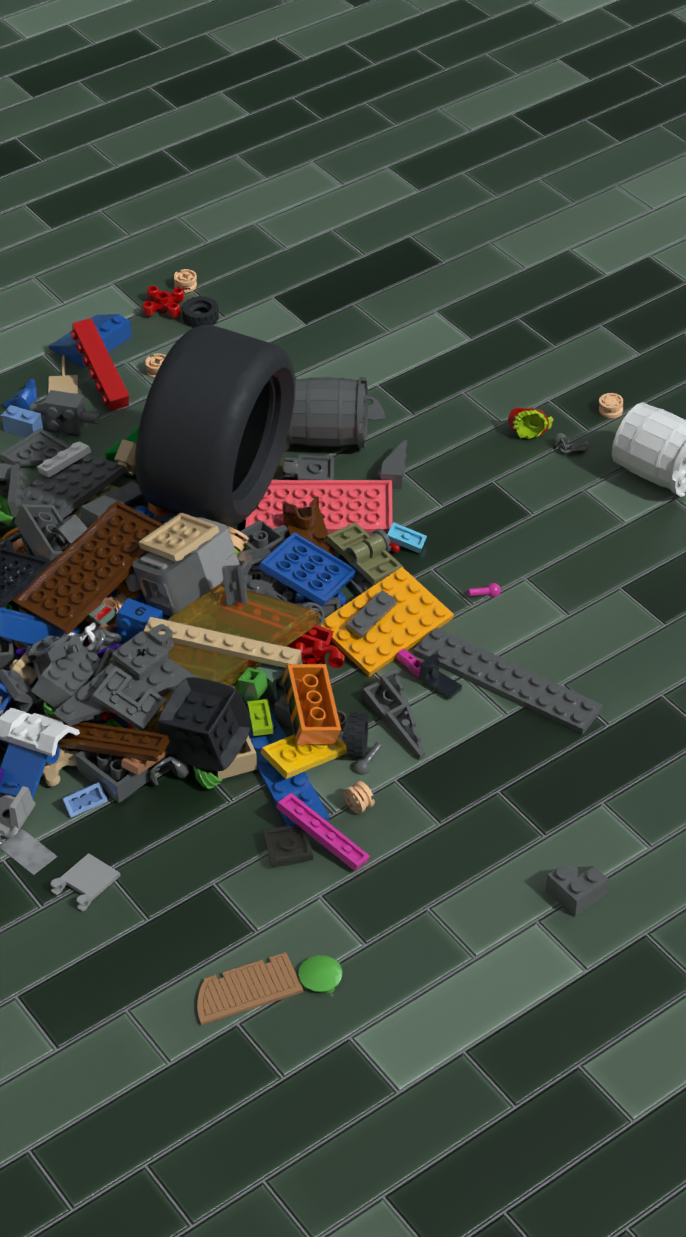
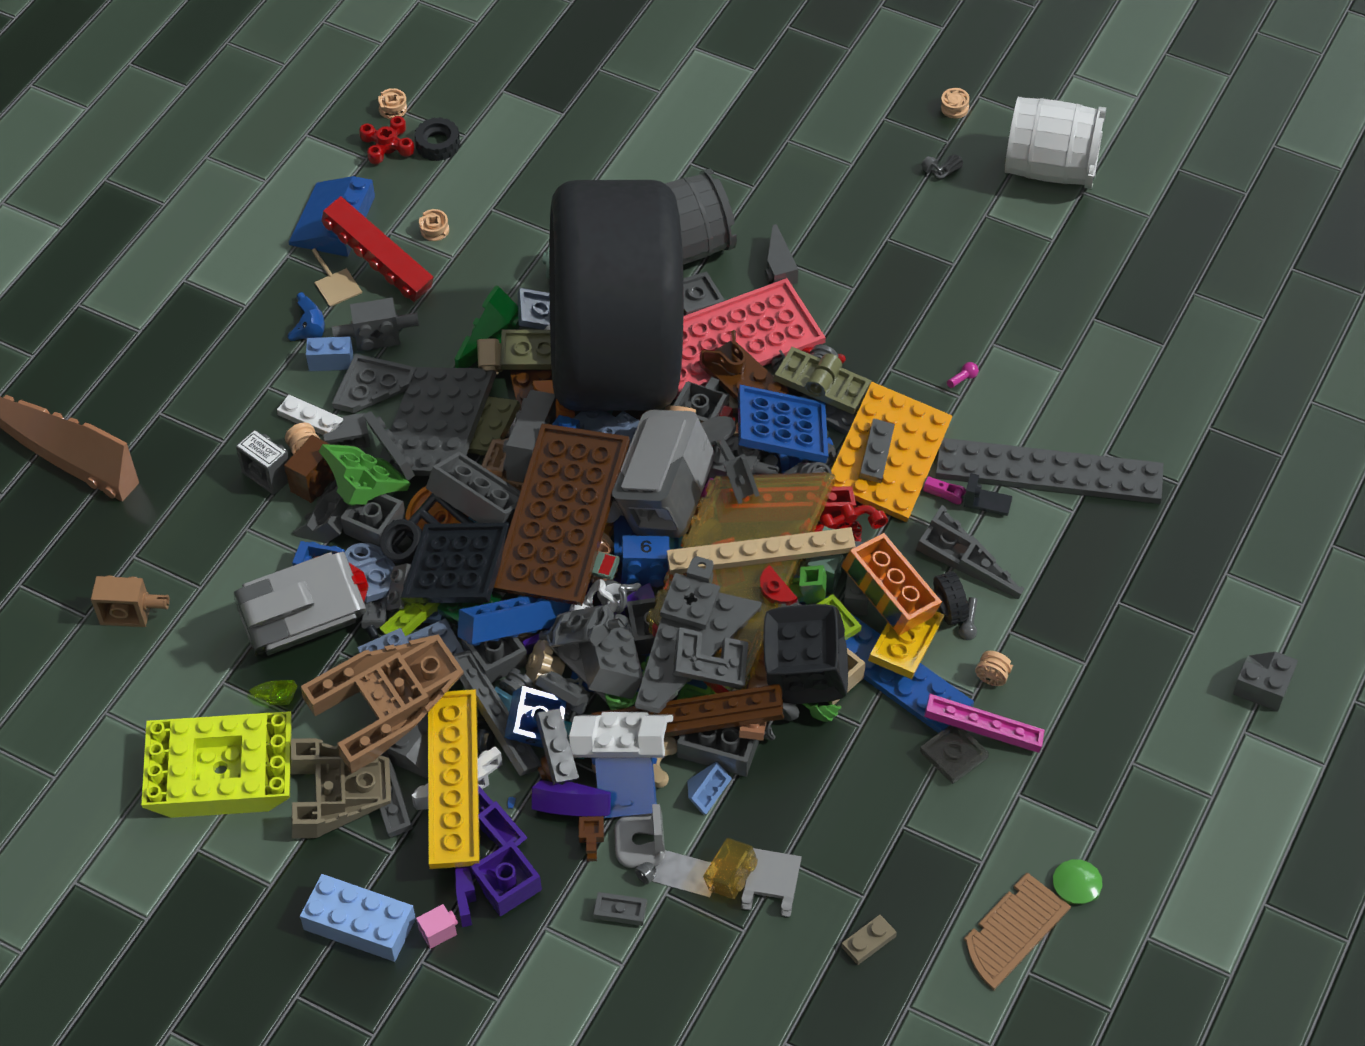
camera: 25 degrees left, 10 degrees up
(58, 857) = (730, 868): none -> clear yellow brick
(64, 459) = (413, 384): white plate -> none
(70, 529) = (508, 476): dark grey arch -> none
(129, 950) = (868, 939): none -> dark tan plate
(178, 537) = (653, 446): tan plate -> none
(214, 670) = (775, 589): none -> red plate
(406, 537) = (847, 342): medium azure plate -> none
(529, 422) = (887, 155): lime hair -> none

